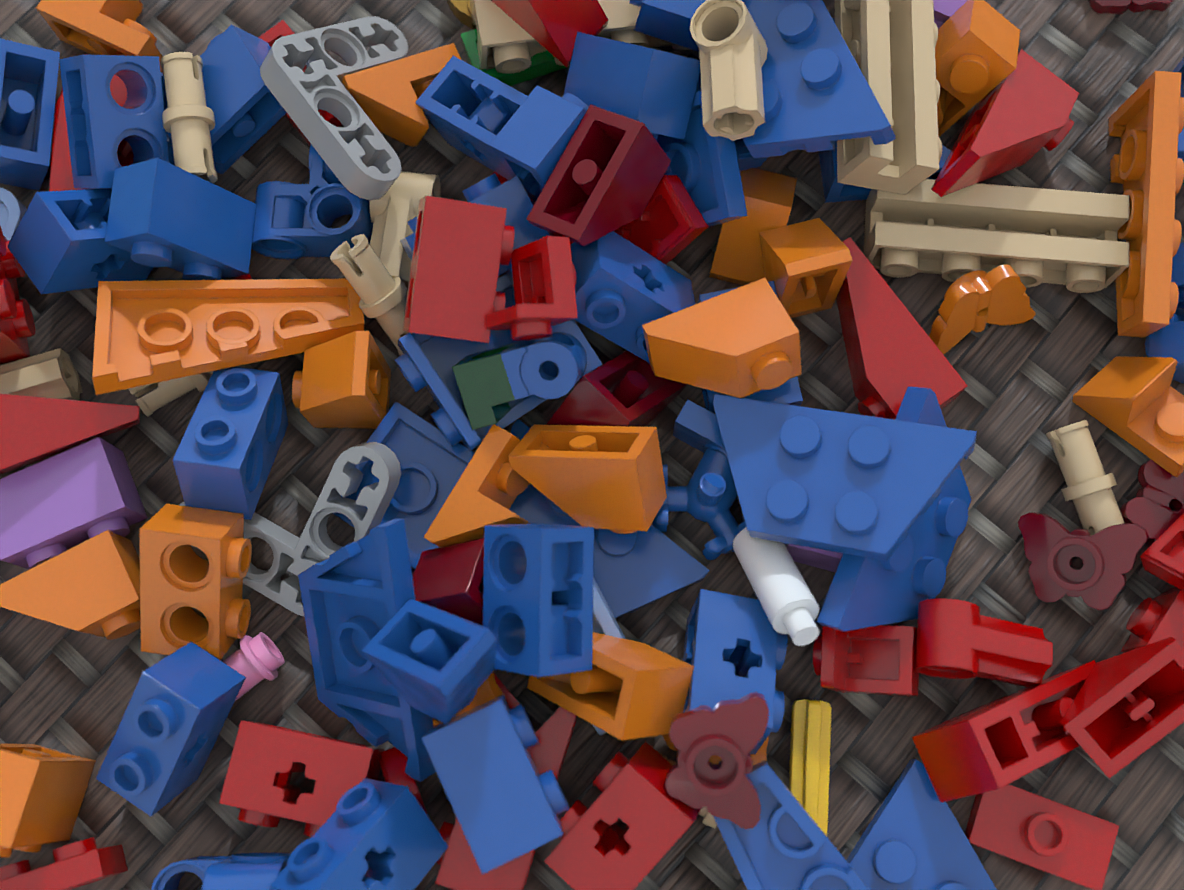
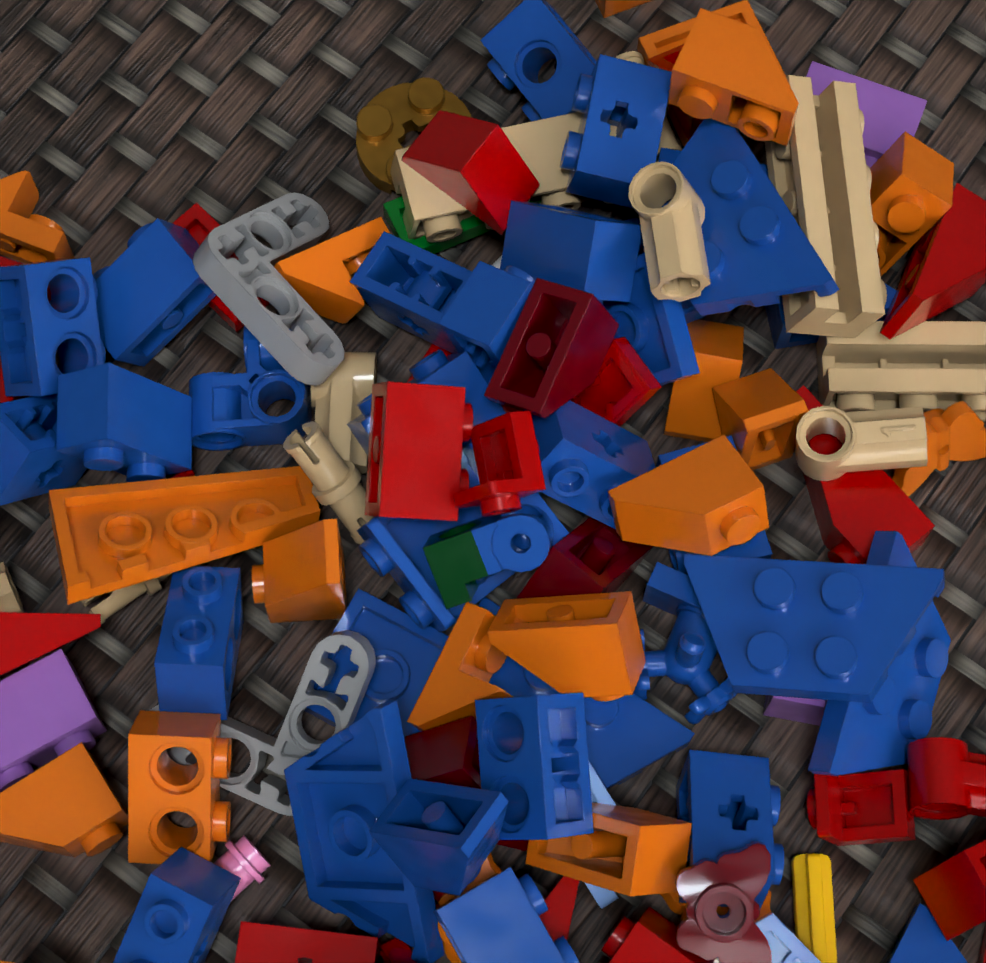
camera: 10 degrees left, 5 degrees down
(188, 115) = (121, 313): tan pin -> none
(778, 587) = (766, 738): white cylinder -> none
(909, 292) = (868, 439): none -> tan piece

